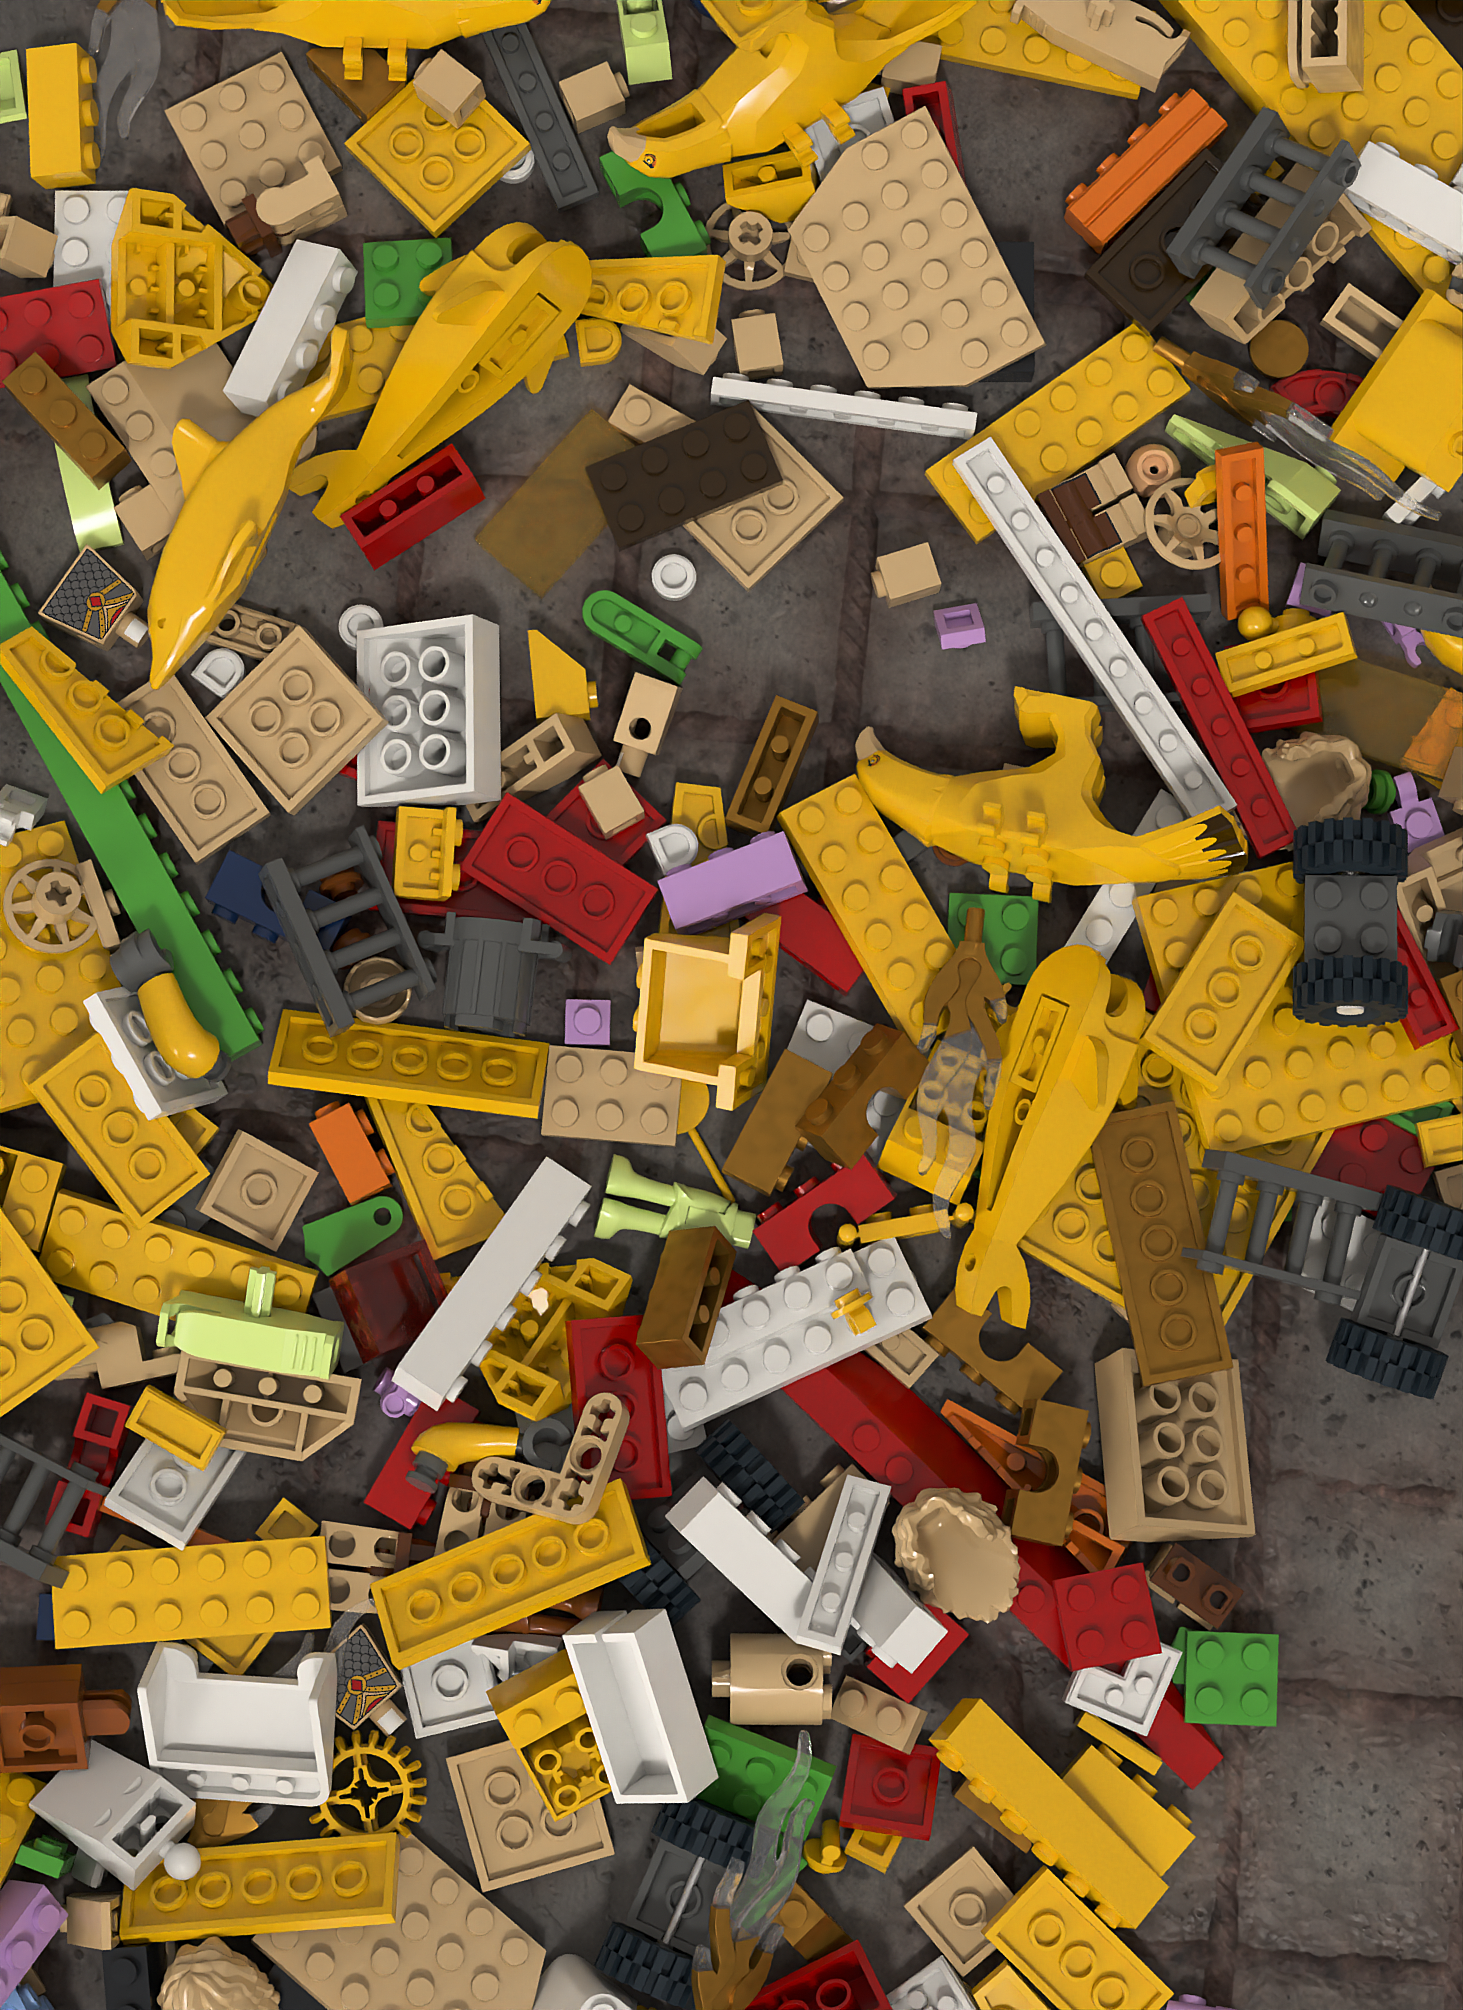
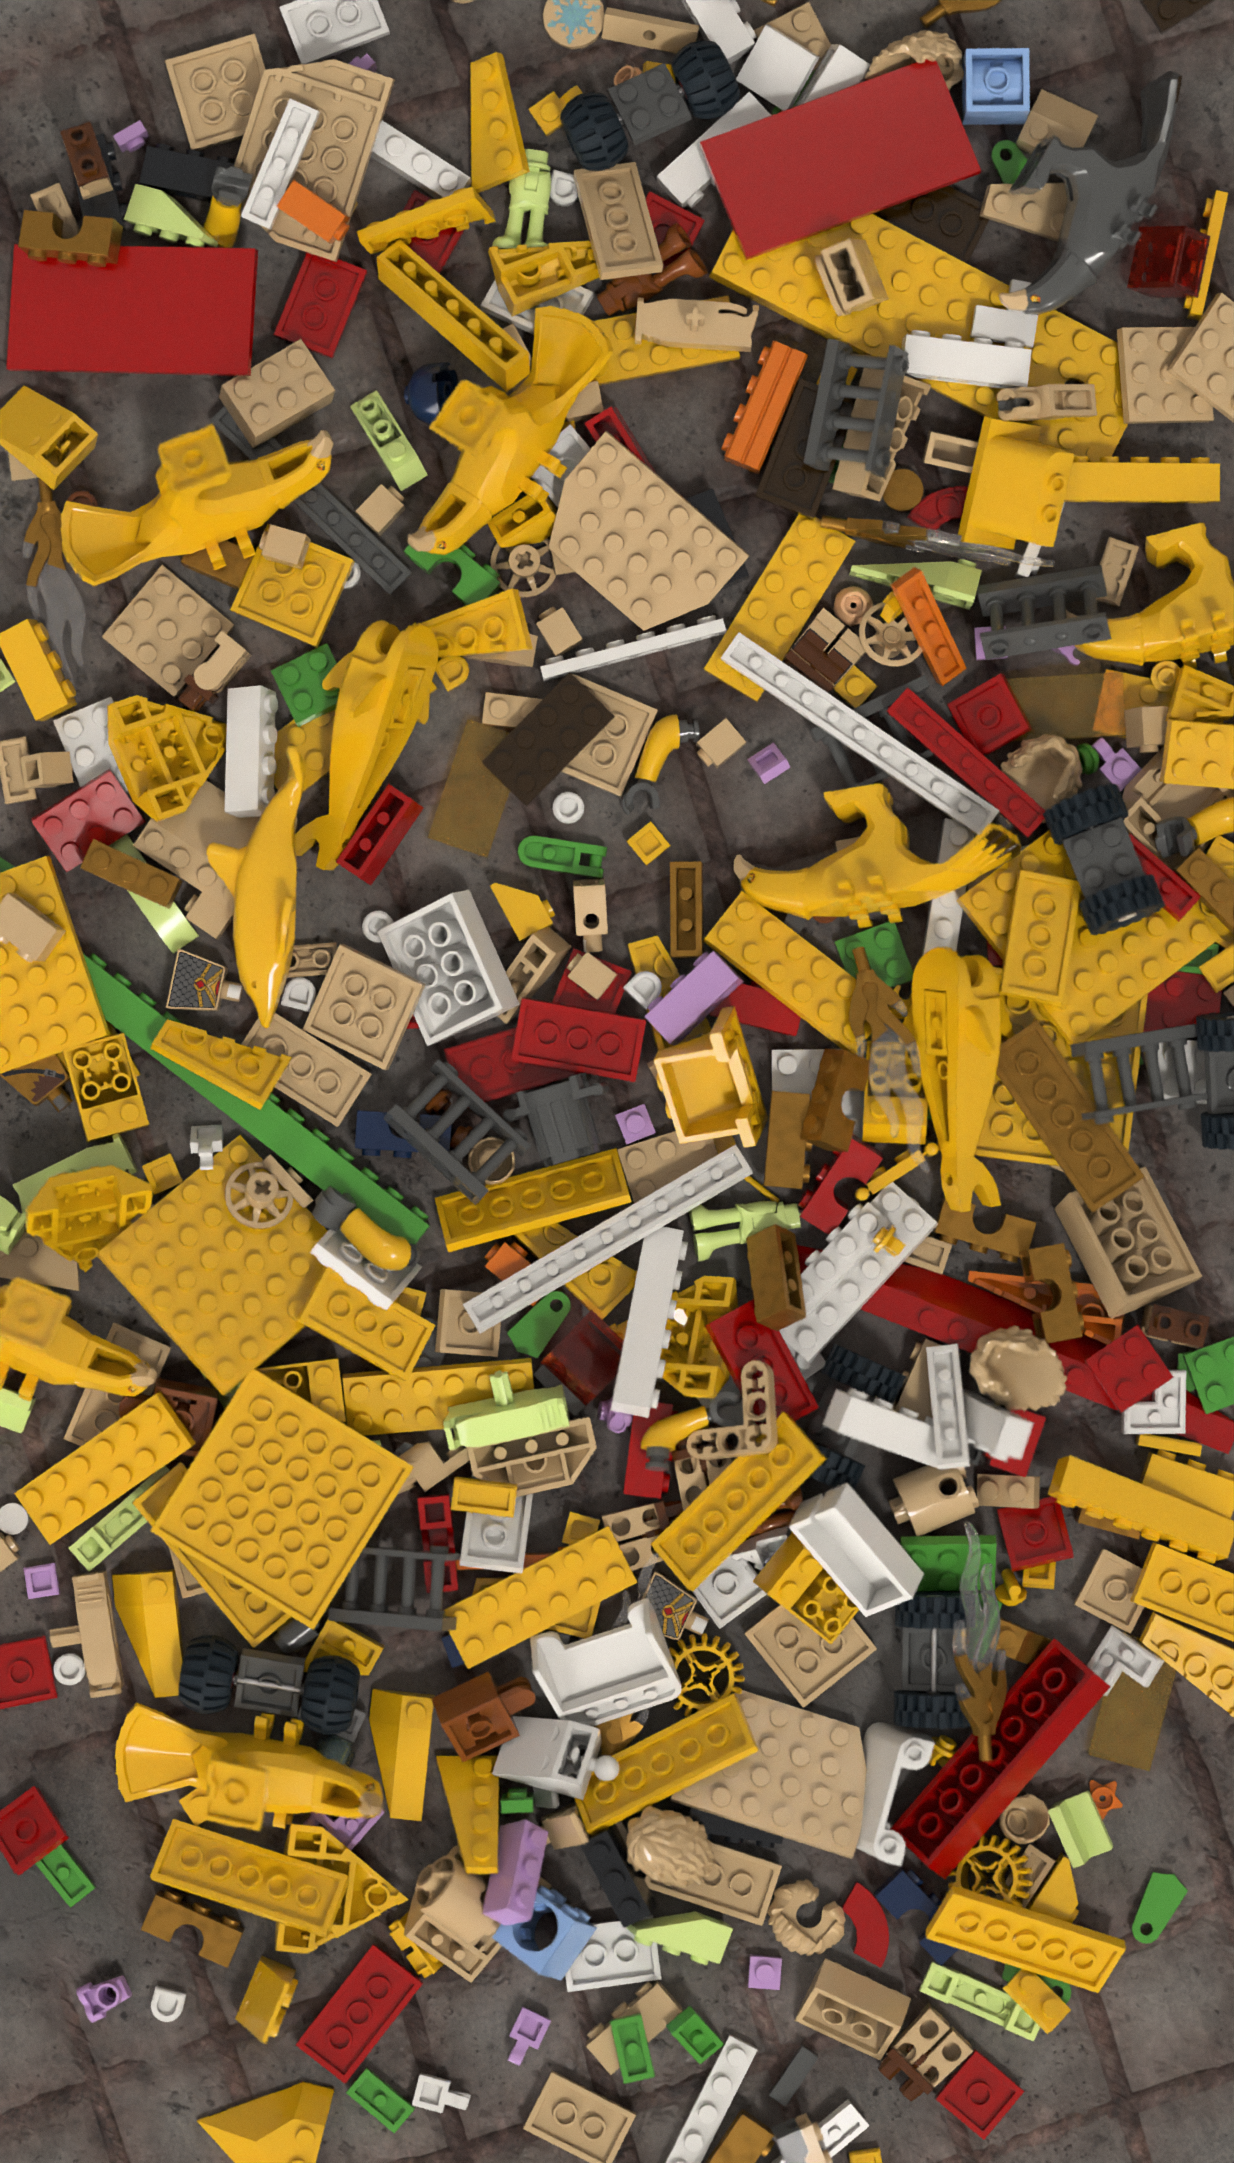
camera: 15 degrees left, 5 degrees up
(426, 853) = (485, 1059): yellow bracket -> none
(485, 1153) = (607, 1238): none -> white plate
(758, 665) = (648, 843): none -> yellow plate
(830, 539) = (662, 739): none -> yellow piece
(1257, 622) = (962, 680): yellow plate -> none
(1287, 655) = (990, 696): yellow plate -> none

